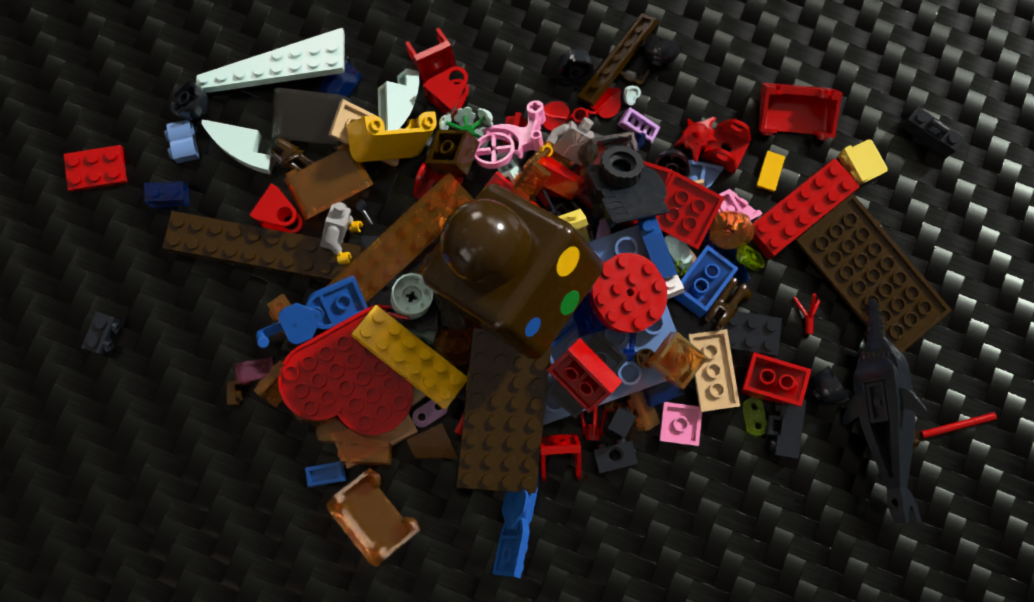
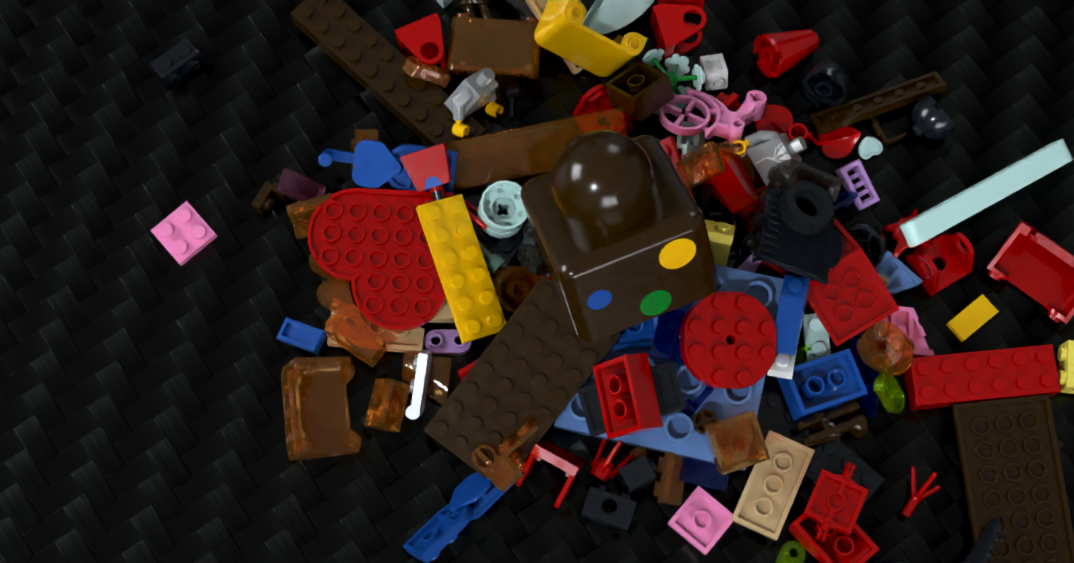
camera: 40 degrees right, 5 degrees down
(190, 455) = (184, 233): none -> bright pink plate
(297, 229) = (432, 73): none -> clear orange piece
(342, 301) = (429, 169): none -> red torso
(418, 484) = (387, 405): none -> clear orange brick
(431, 456) = (419, 385): none -> plate
(493, 103) = (715, 71): none -> white bracket
(525, 483) = (494, 469): none -> clear orange piece
(527, 464) = (513, 462): none -> clear orange bracket
(531, 61) = (783, 50): none -> red cone
(729, 80) = (985, 193): none -> light aqua beam
(764, 356) = (835, 502): none -> red plate

